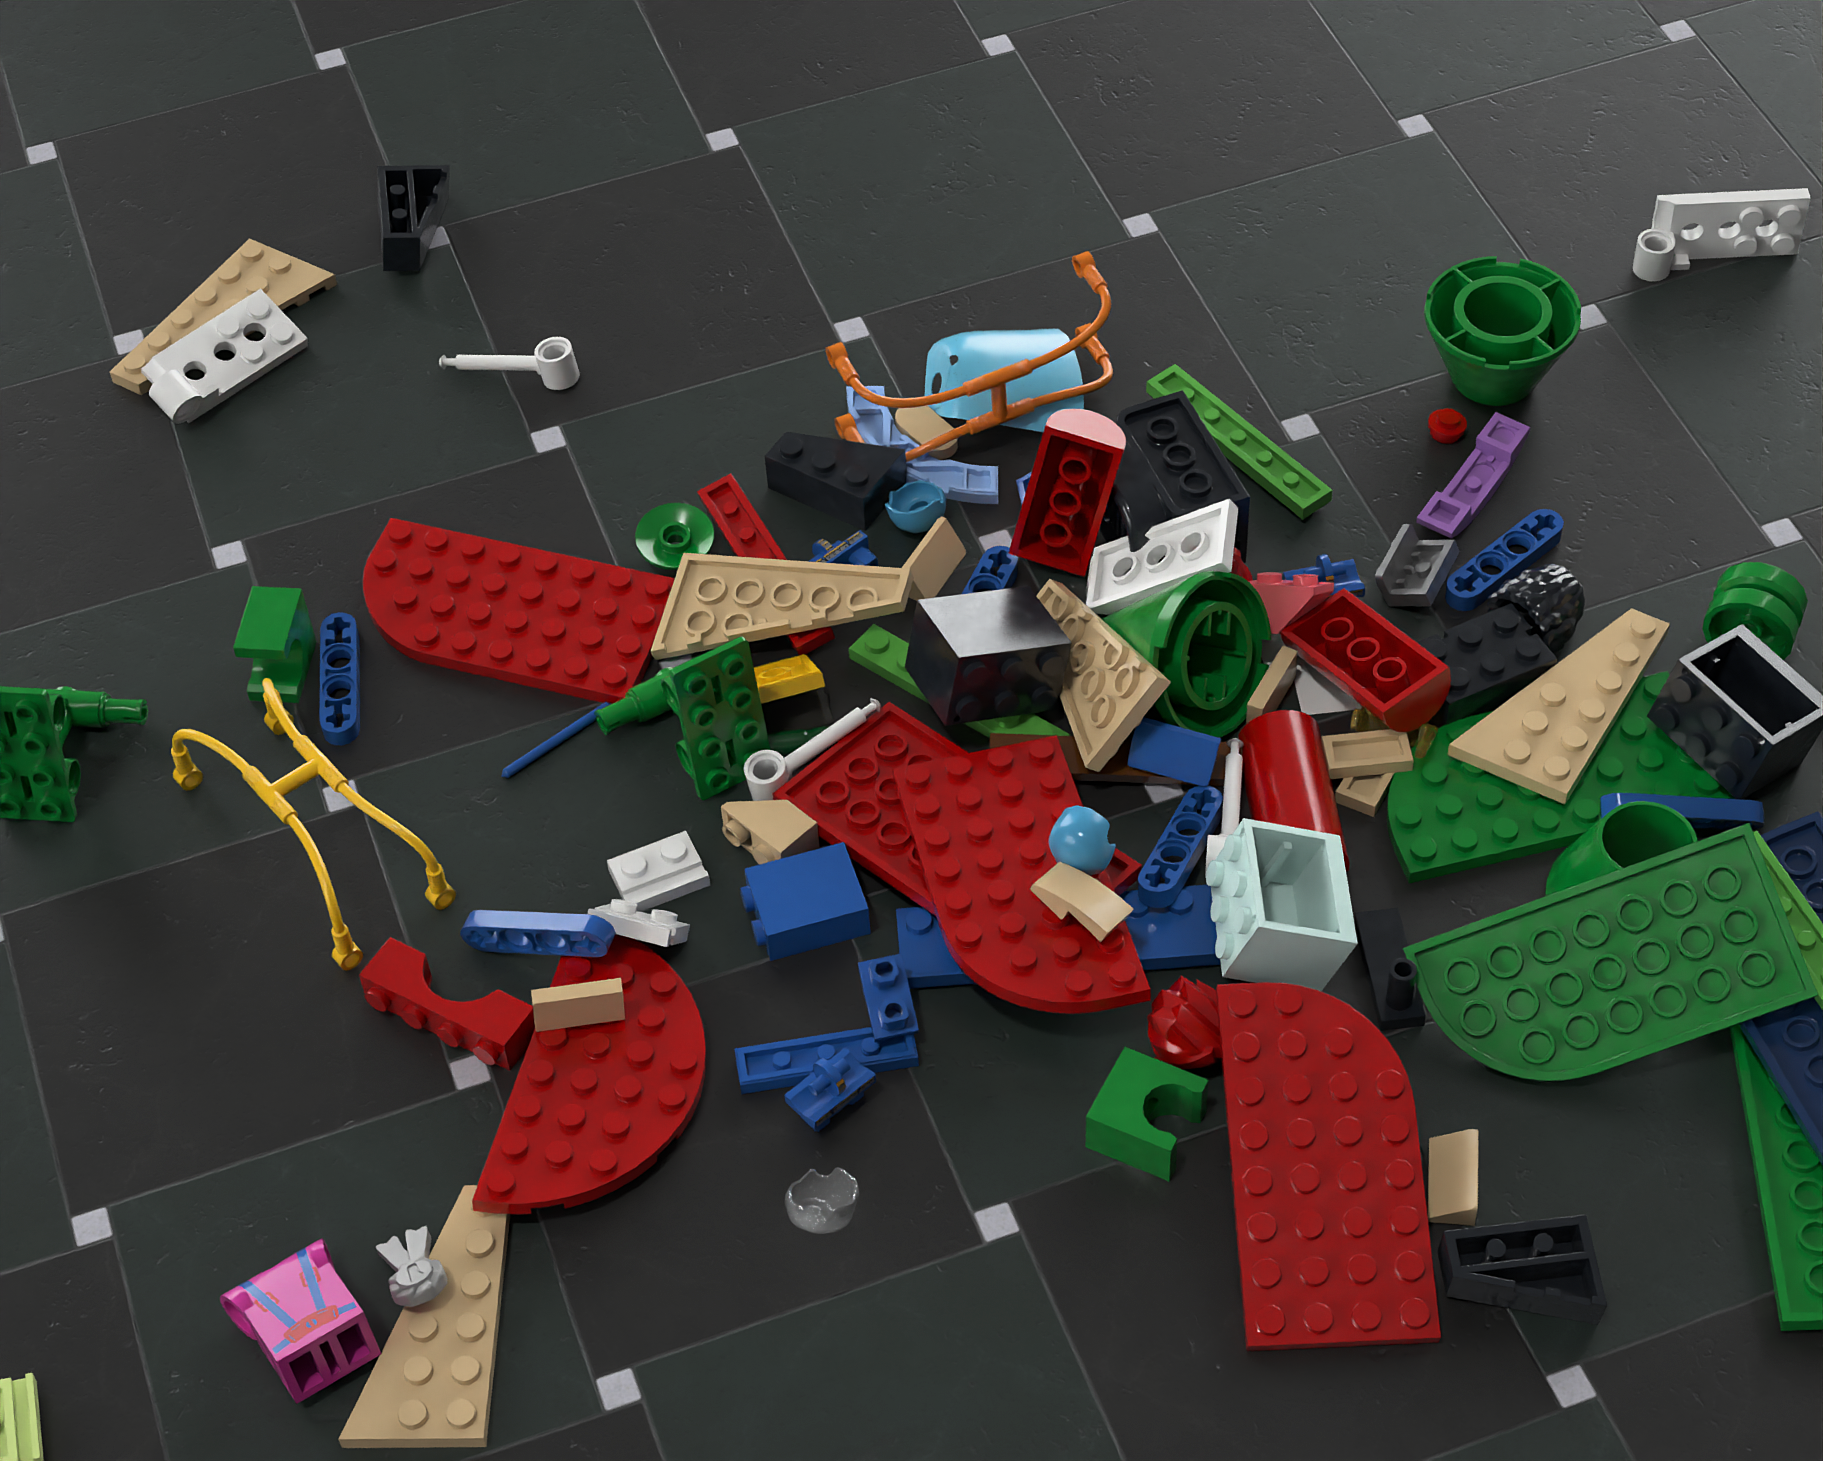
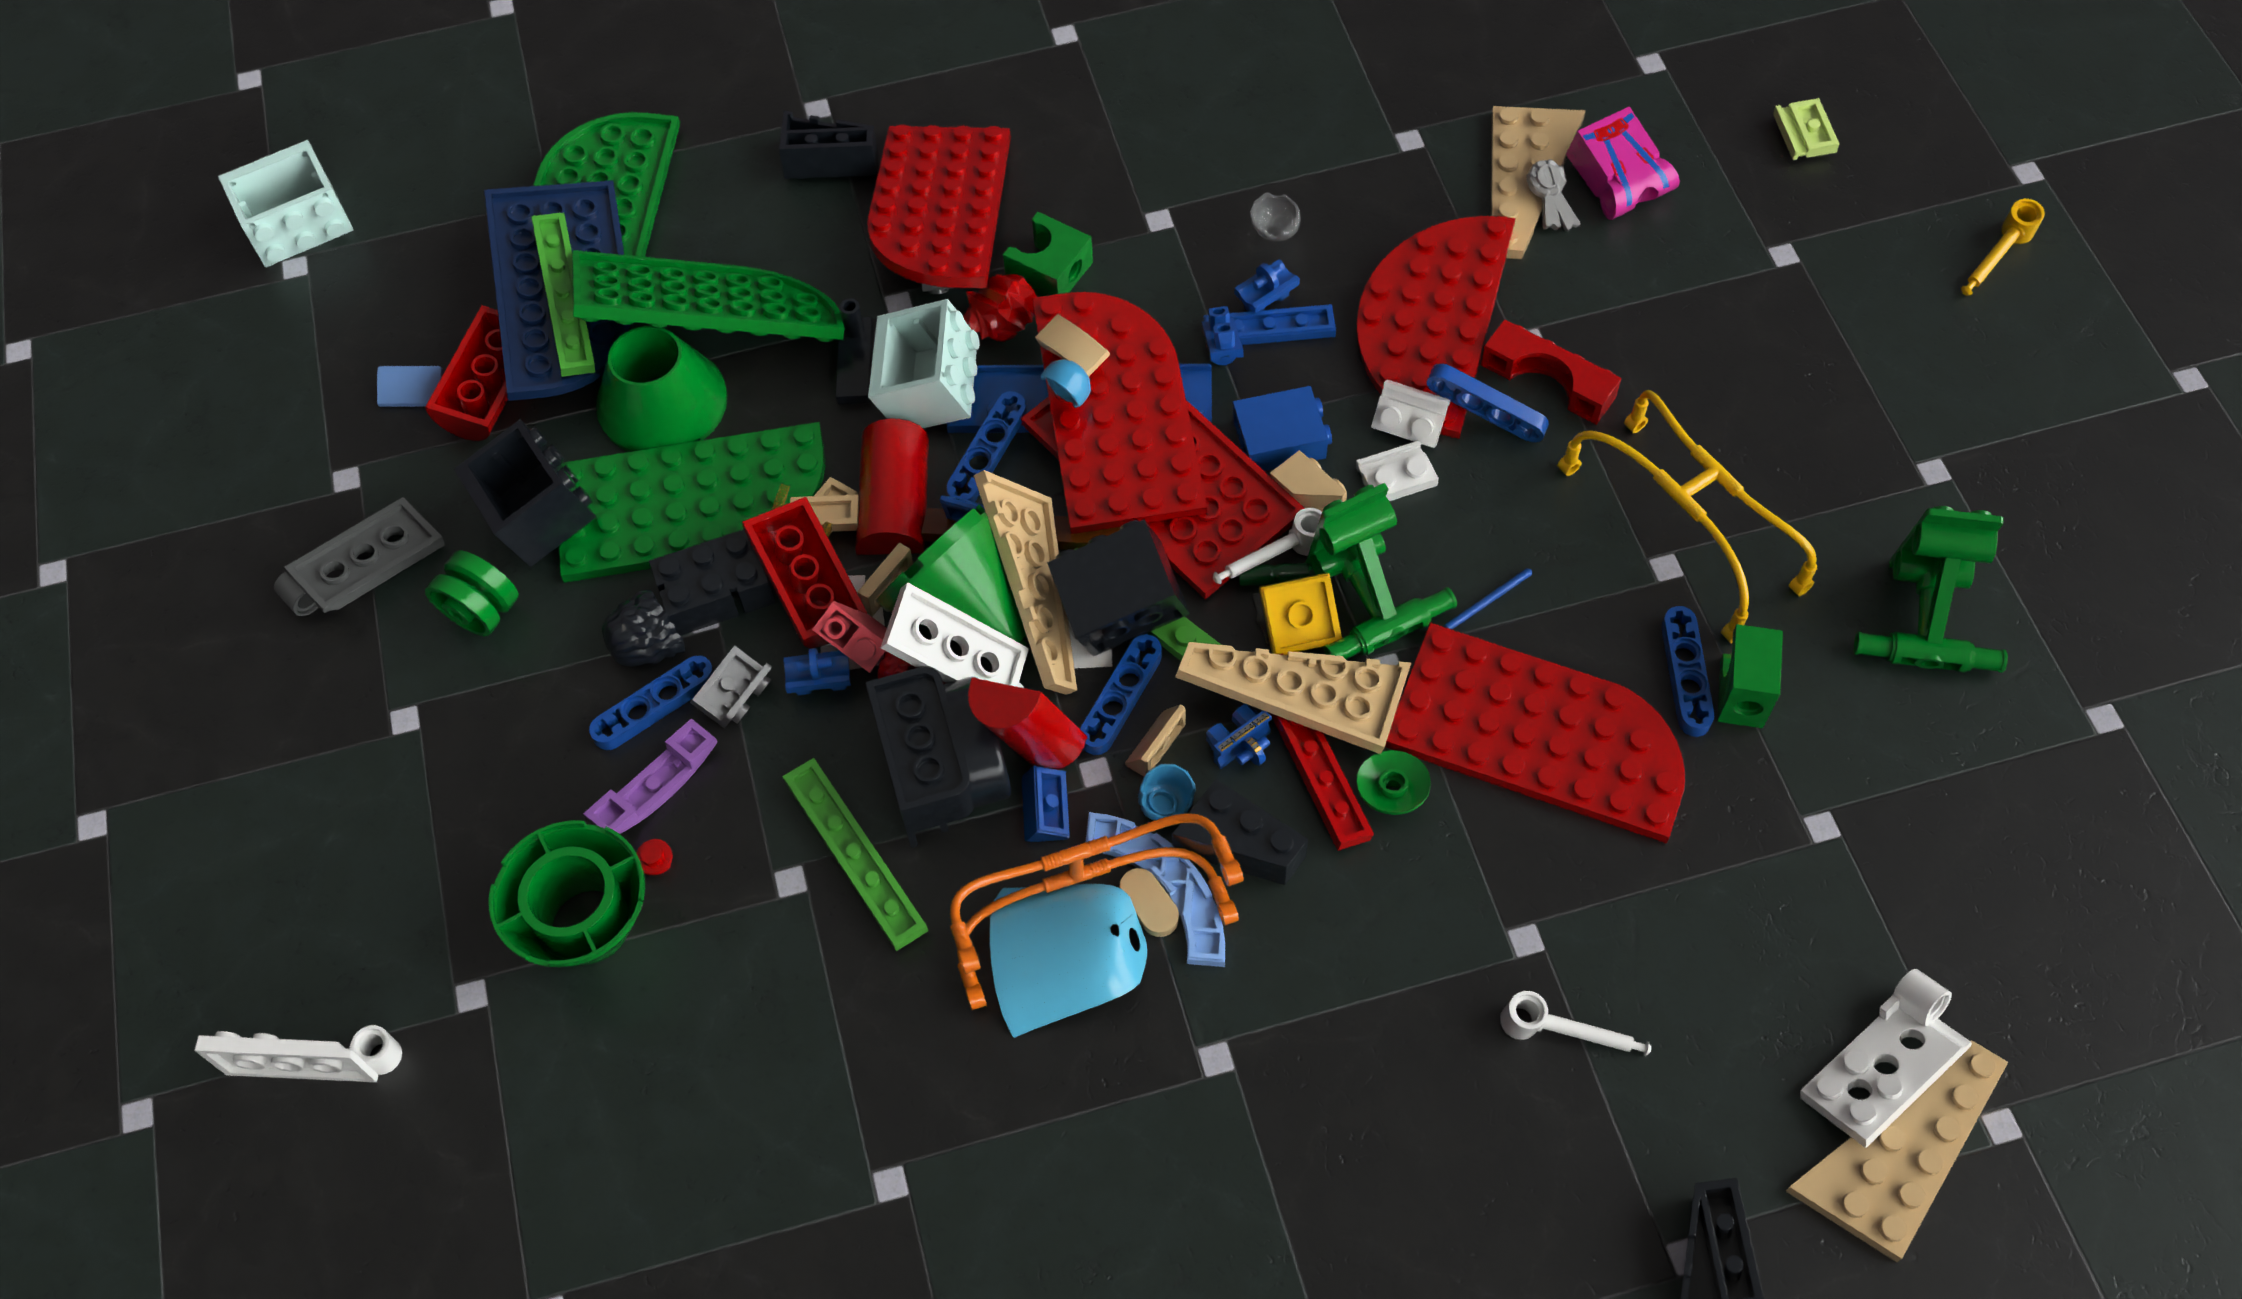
camera: 175 degrees left, 10 degrees up
(578, 1004) = (1451, 332): tan tile -> none
(1231, 800) = (950, 443): white piece -> none
(1453, 1178) = (850, 218): tan slope -> none
(1561, 719) = (666, 518): tan wing -> none
(1699, 811) = (603, 443): blue beam -> none

